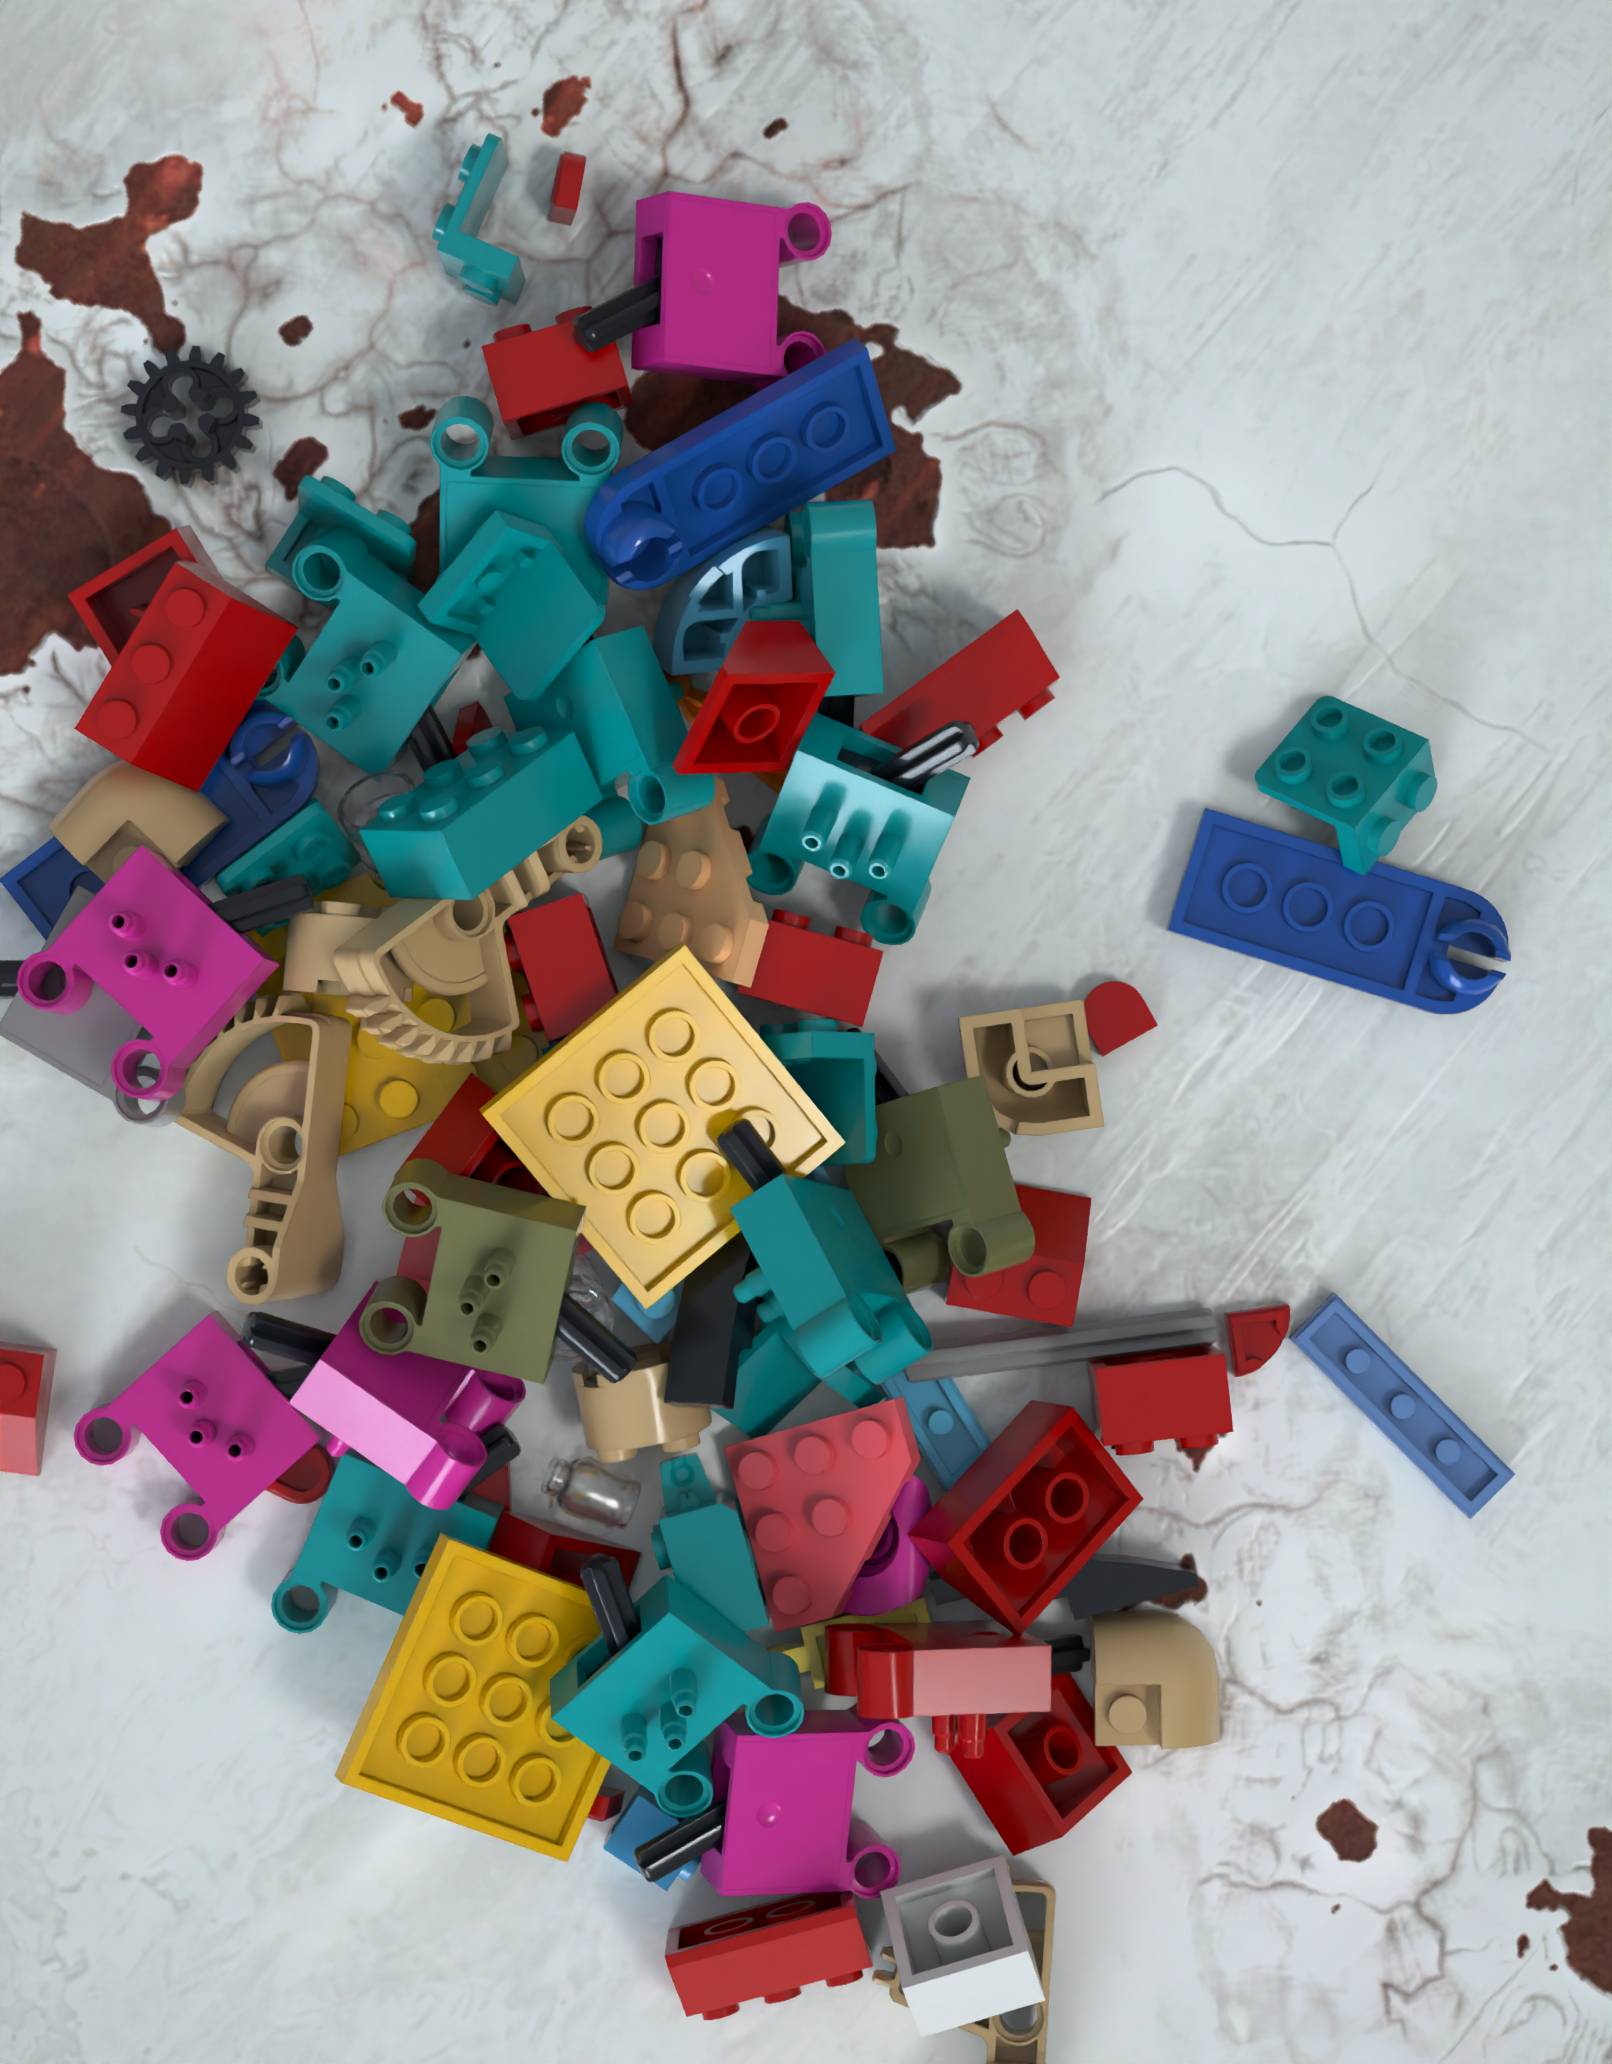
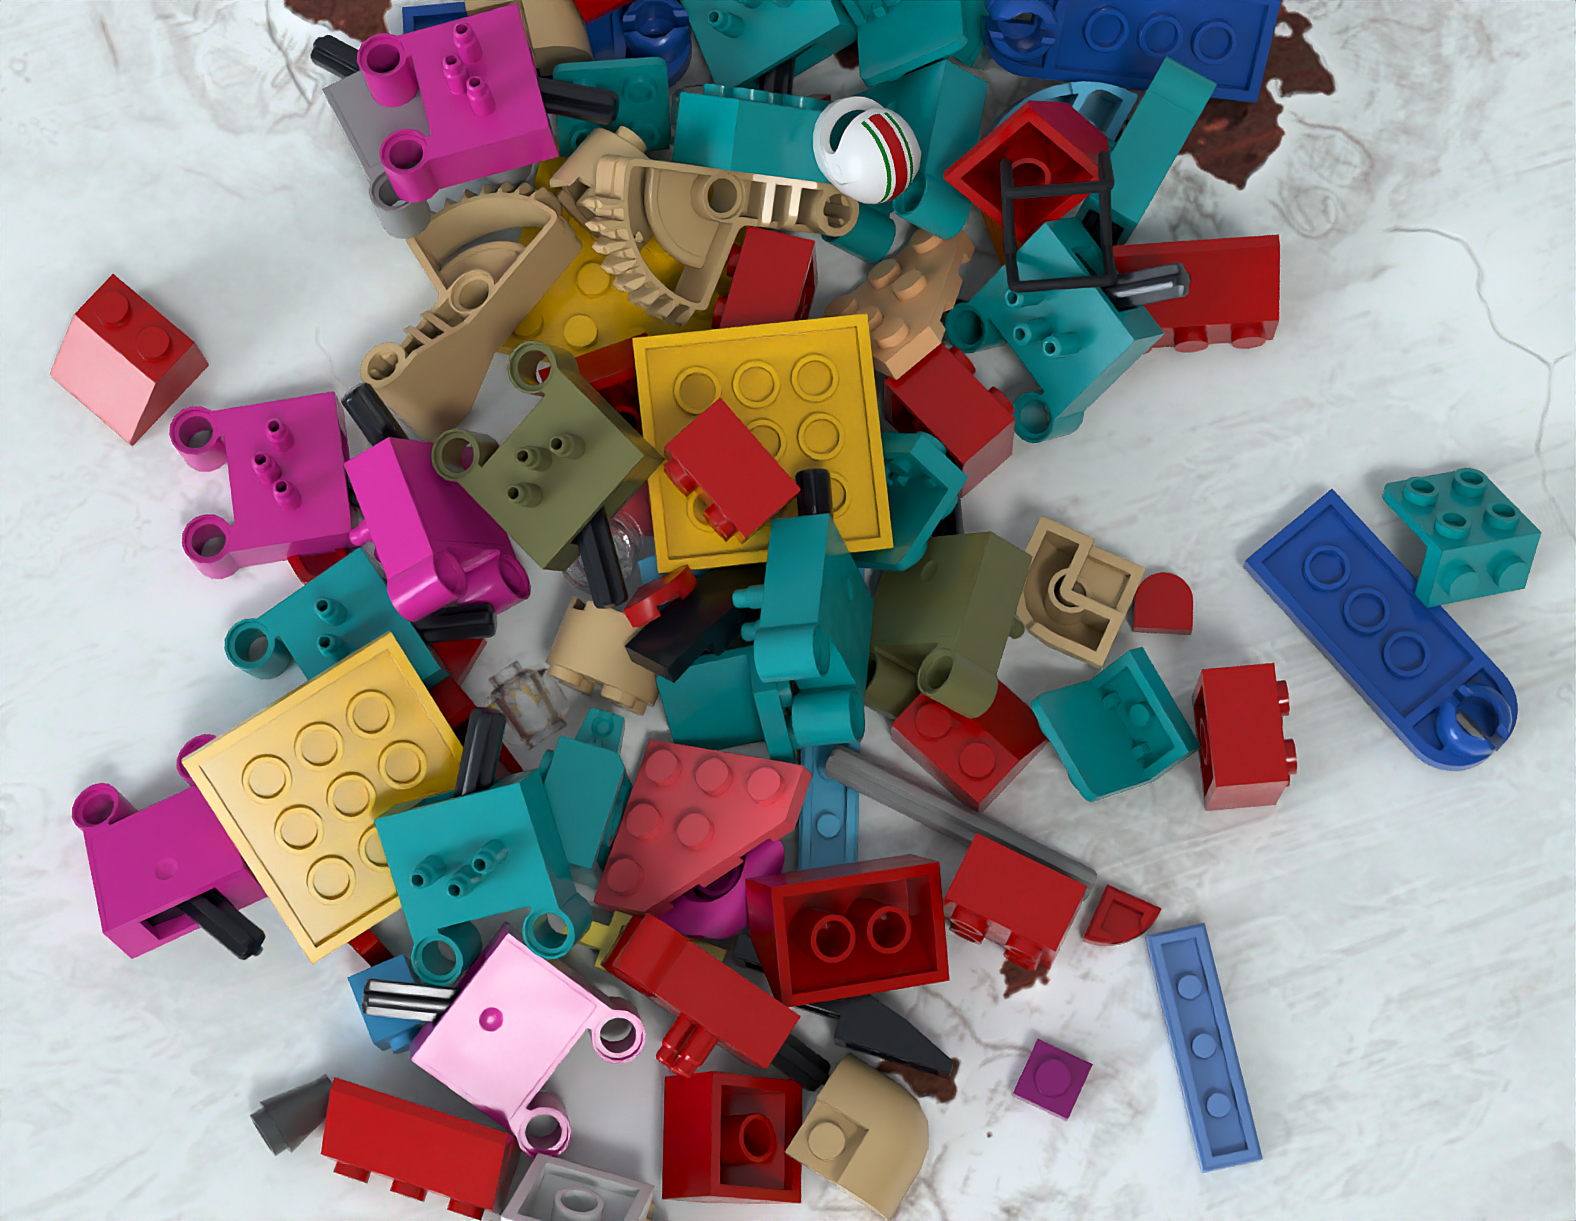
camera: 45 degrees right, 15 degrees down
(369, 1862) = (167, 869): none -> dark pink piece
(597, 786) = (875, 152): none -> white helmet
(633, 1990) = (292, 1115): none -> dark grey cone
(658, 1331) = (646, 599): none -> red tile
(666, 1195) = (729, 473): none -> red brick
(848, 710) = (1103, 187): none -> black piece
(1147, 1172) = (1116, 728): none -> teal bracket
(1271, 1109) = (1242, 736): none -> red brick
(1286, 1521) = (1052, 1080): none -> magenta plate

